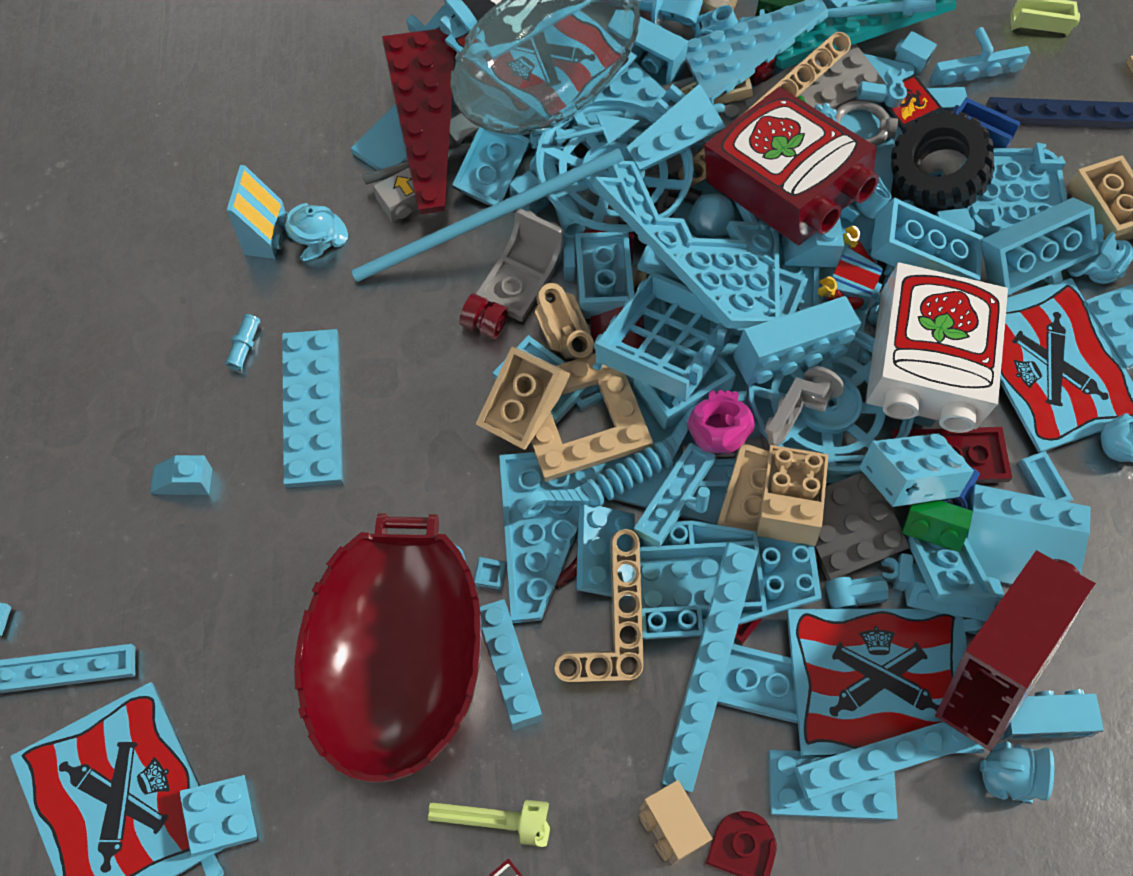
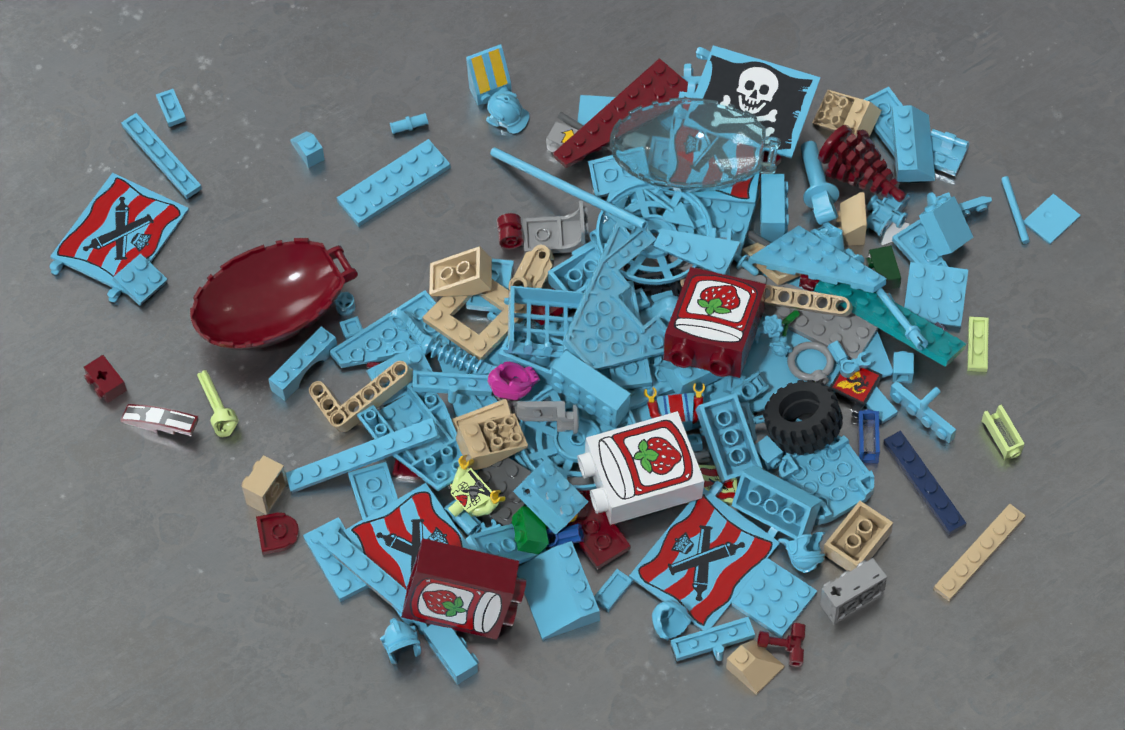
camera: 65 degrees right, 5 degrees down
(855, 557) = (472, 492): none -> torso

